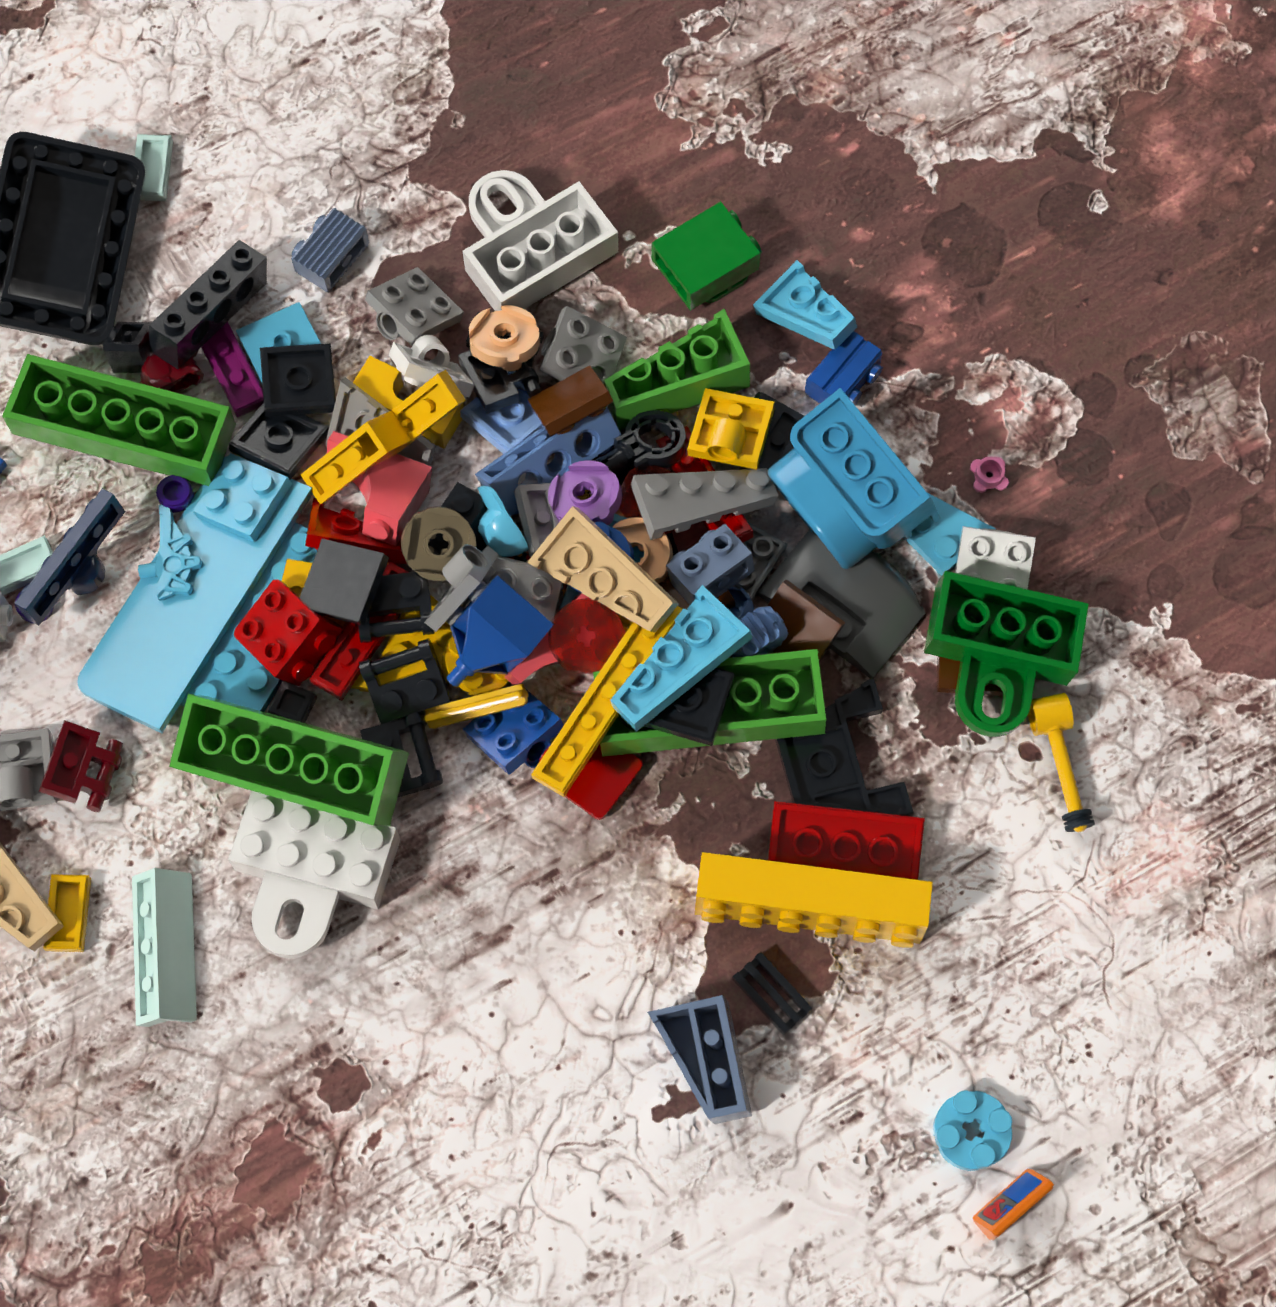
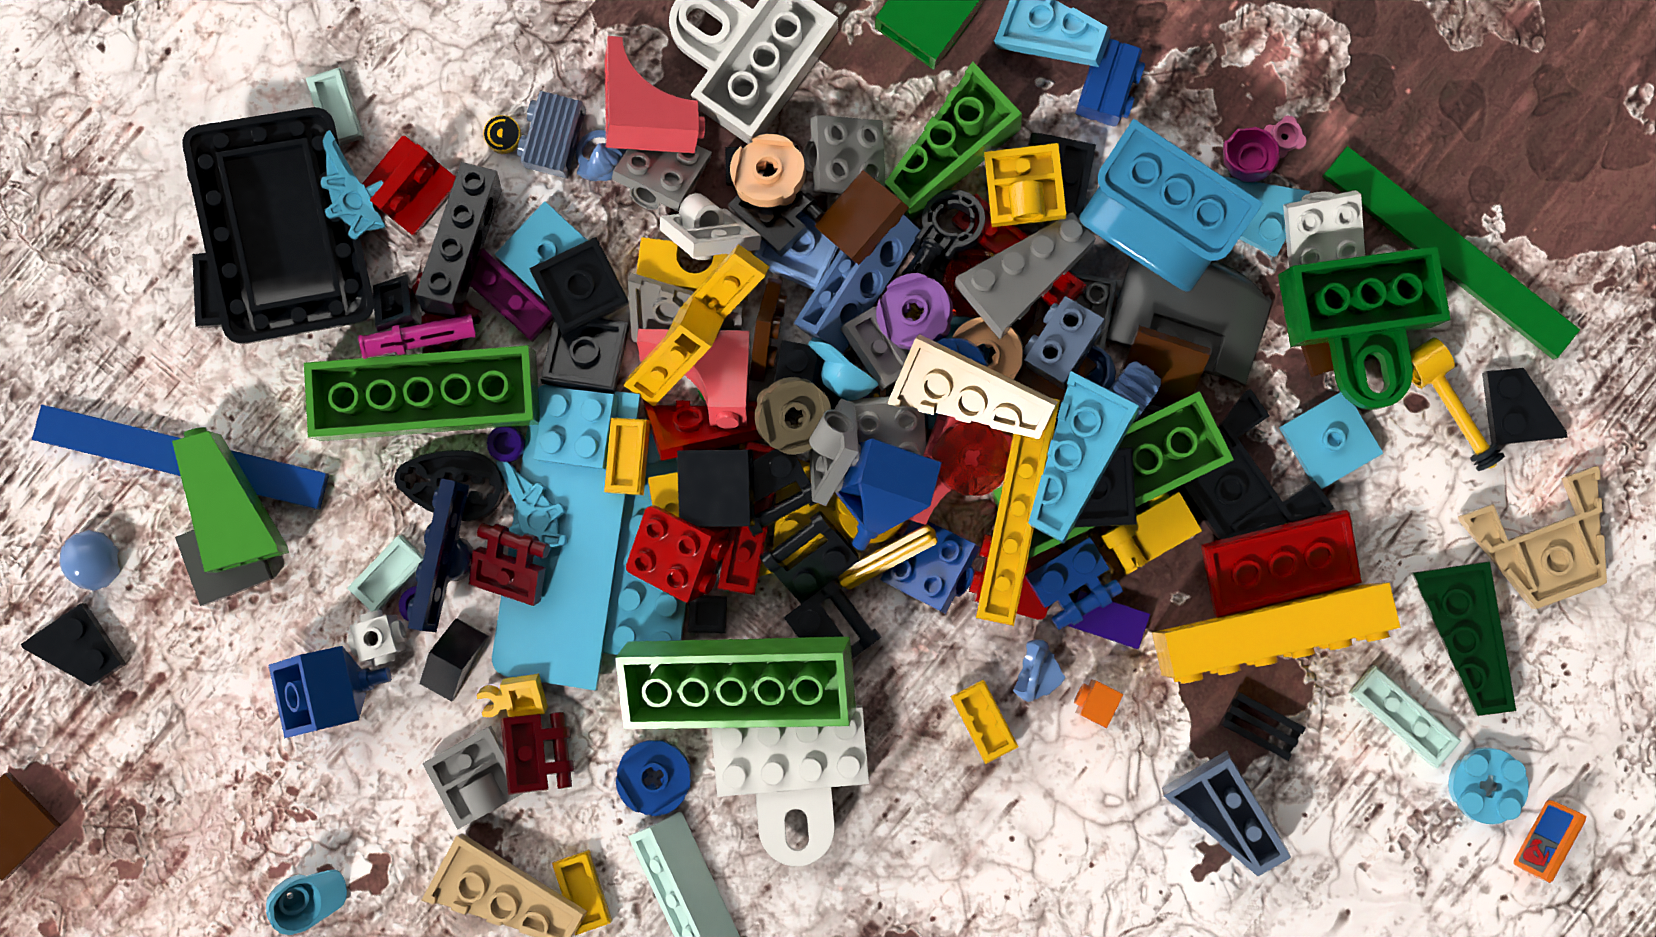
camera: 15 degrees left, 15 degrees up
(42, 660) = (452, 659): none -> black slope
(87, 711) = (517, 695): none -> yellow plate
(93, 359) = (416, 336): none -> dark pink pin
(125, 602) = (505, 574): none -> dark red plate
(129, 236) = (347, 194): none -> medium azure piece
(132, 499) = (461, 464): none -> black piece
(161, 819) = (632, 772): none -> blue plate
(184, 248) = (411, 186): none -> red bracket
(276, 534) = (627, 456): none -> yellow tile
(285, 235) = (502, 134): none -> black tile
(365, 278) = (602, 160): none -> medium blue piece
(414, 254) = (643, 115): none -> coral arch
(447, 465) = (767, 327): none -> reddish brown plate
(507, 891) = (984, 721): none -> yellow plate
(577, 864) = (1039, 673): none -> medium blue piece
(621, 911) = (1097, 702): none -> orange plate
(636, 783) = (1069, 572): none -> blue plate
(662, 842) = (1114, 623): none -> dark purple tile
(732, 773) = (1157, 531): none -> yellow hinge
(914, 1035) = (1405, 716): none -> light aqua tile
(935, 755) = (1331, 440): none -> medium azure plate
(950, 476) = (1251, 154): none -> dark pink hair
(1005, 969) = (1470, 628): none -> dark green wing
(1109, 936) = (1554, 558): none -> tan wing
(1112, 631) = (1458, 257): none -> green tile
(1125, 790) = (1518, 409): none -> black wing

